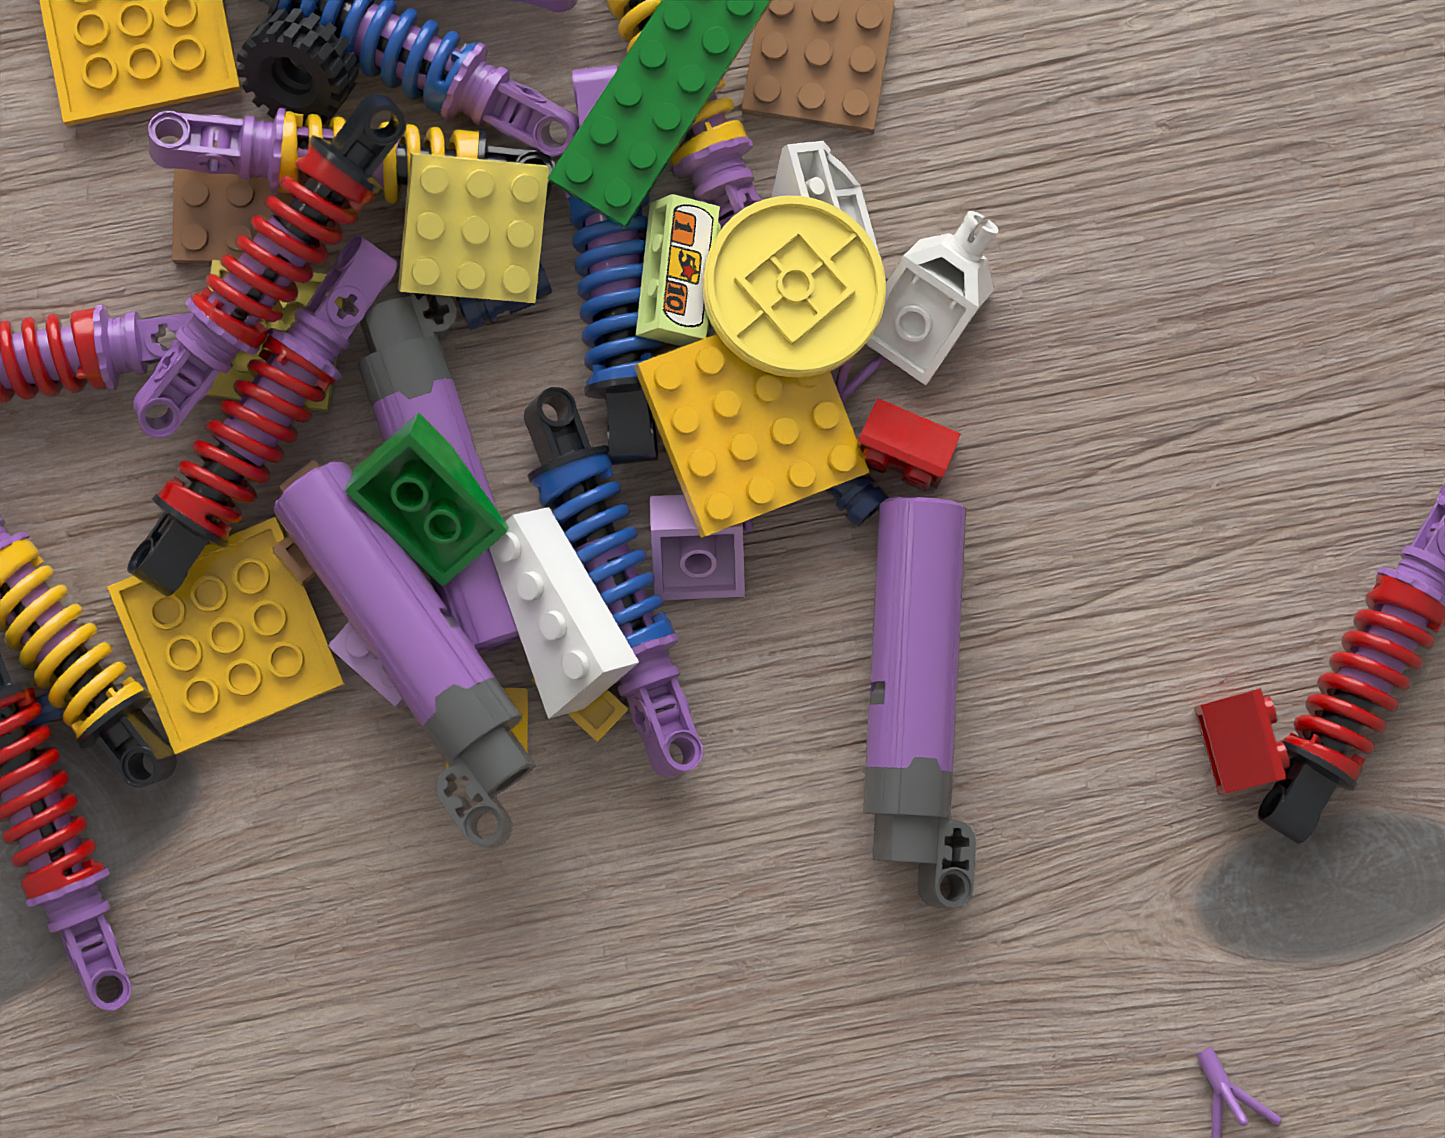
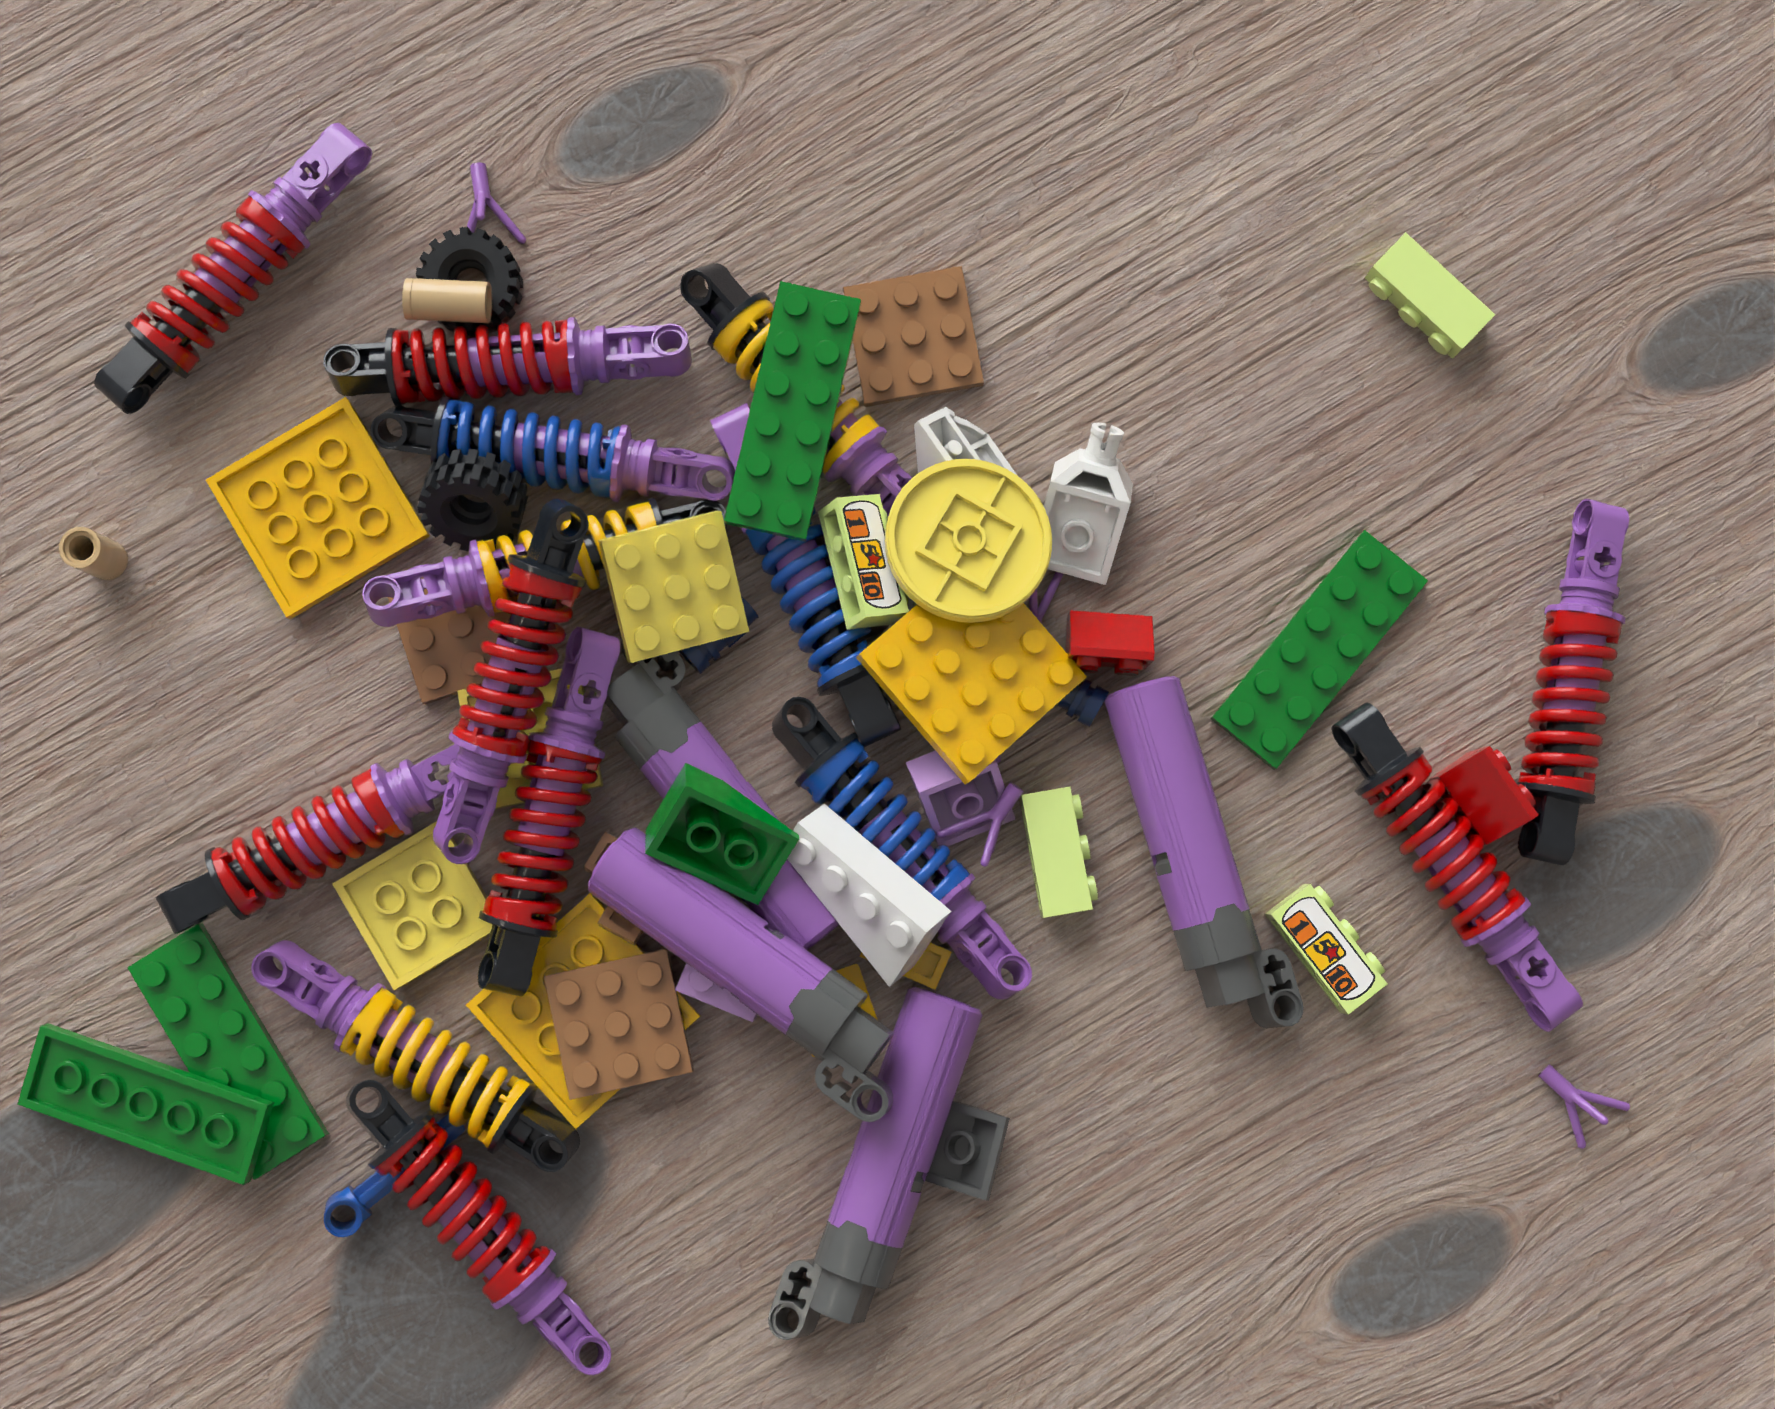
camera: 20 degrees left, 0 degrees up
(90, 468) = (414, 907): none -> light yellow plate
(257, 661) = (618, 1024): none -> medium nougat plate
(478, 905) = (884, 1169): none -> medium lavender piece
(566, 914) = (969, 1150): none -> dark grey slope
(725, 584) = (997, 814): none -> medium lavender plant
(776, 645) = (1058, 852): none -> yellowish green brick
(1022, 843) = (1327, 947): none -> brick
(1126, 531) = (1319, 649): none -> green plate
(1198, 855) = (1467, 878): none -> piece
(1374, 201) = (1428, 296): none -> yellowish green brick

